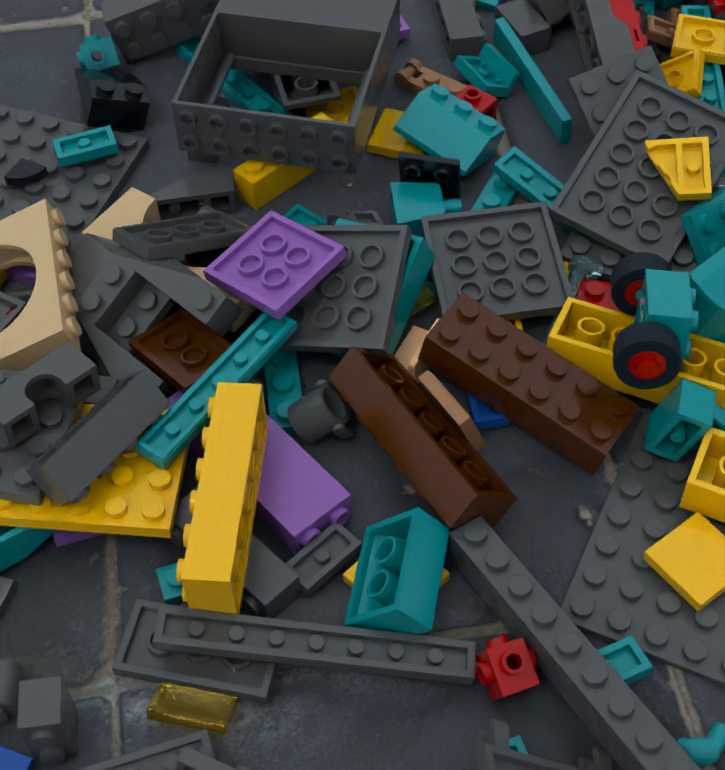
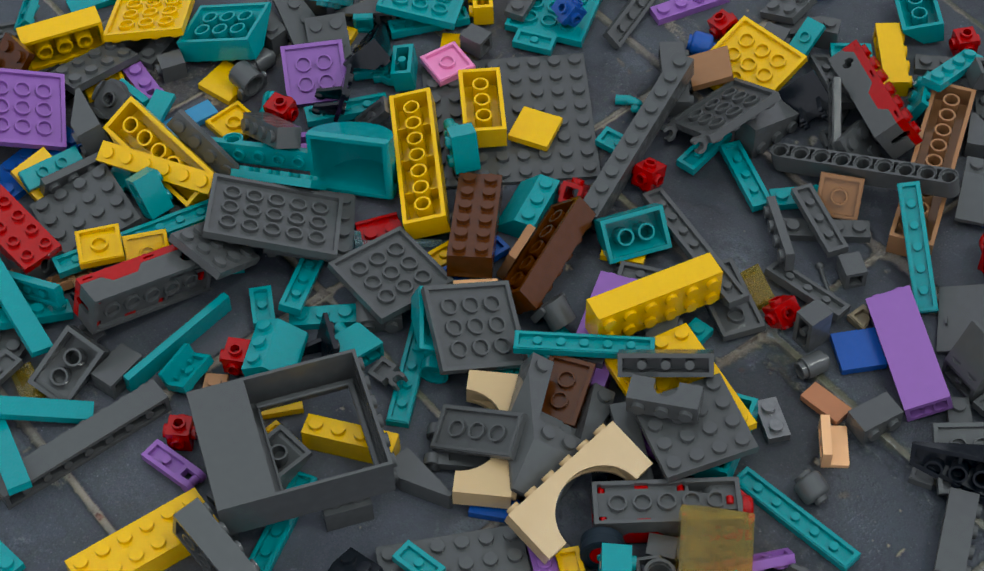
camera: 120 degrees left, 0 degrees up
(113, 702) = (781, 311): none -> red brick
(275, 264) = (484, 352): medium lavender plate -> none
(409, 45) = (180, 432): none -> red brick
(529, 539) = (567, 189): none -> red brick
(547, 490) = (529, 204): none -> teal slope
(550, 158) = (261, 303): none -> teal plate
(663, 305) = (418, 158): brick -> none
(683, 166) = (272, 192): yellow wing -> none

